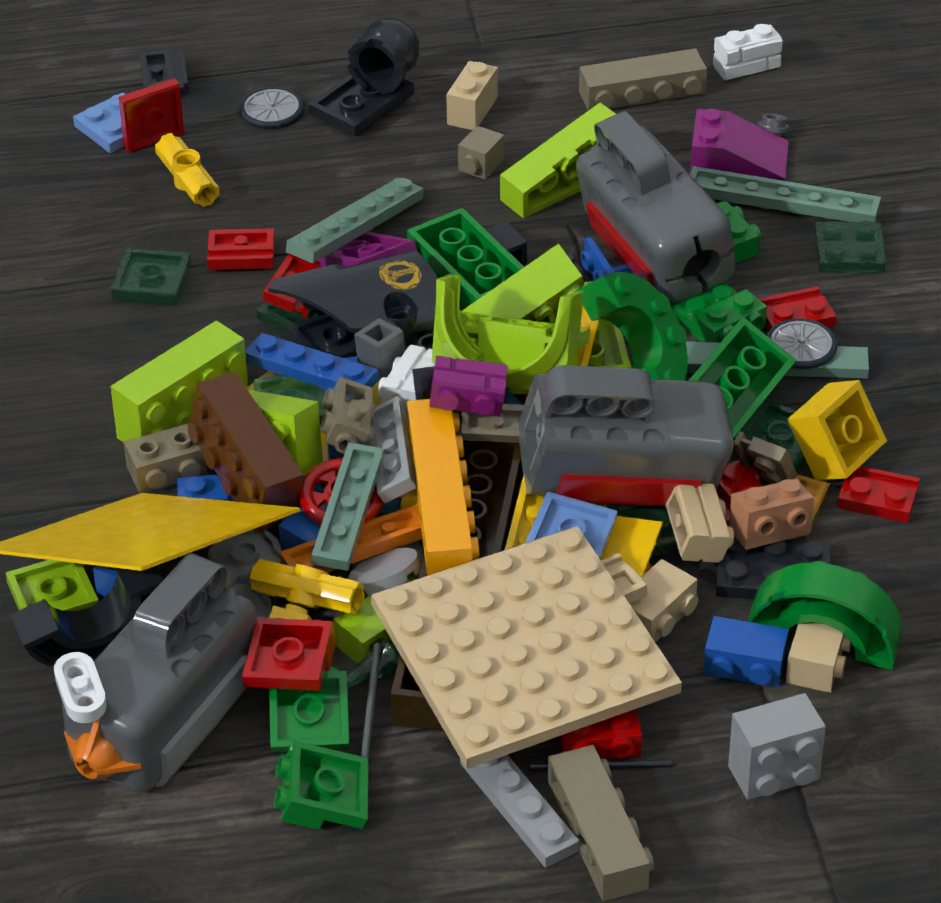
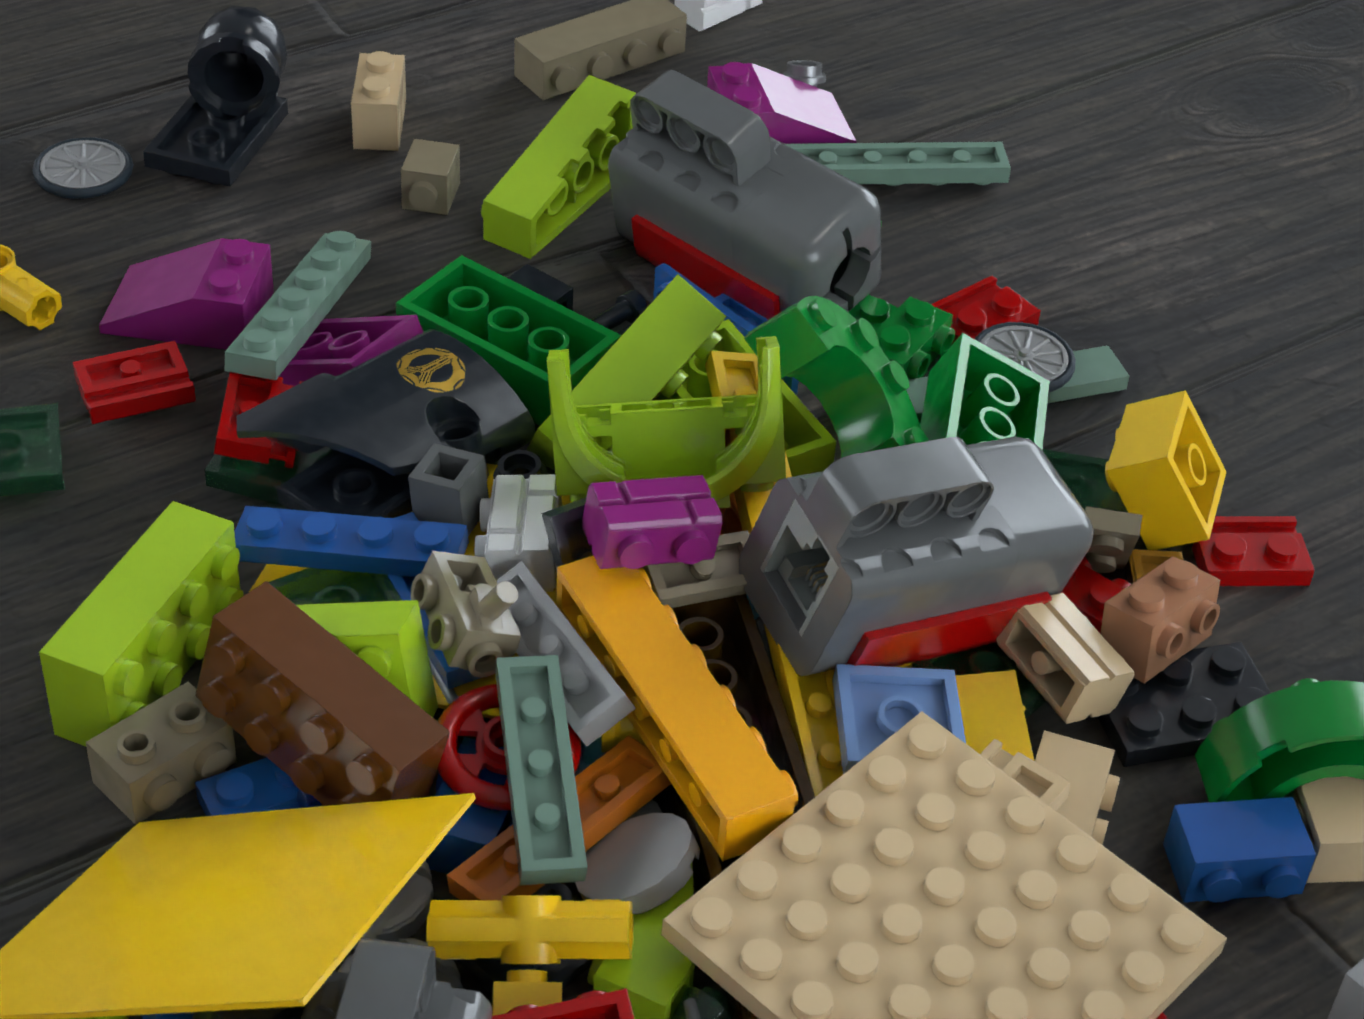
camera: 25 degrees left, 0 degrees up
(298, 200) = (193, 294): none -> magenta slope
(850, 247) = (995, 216): clear green plate -> none

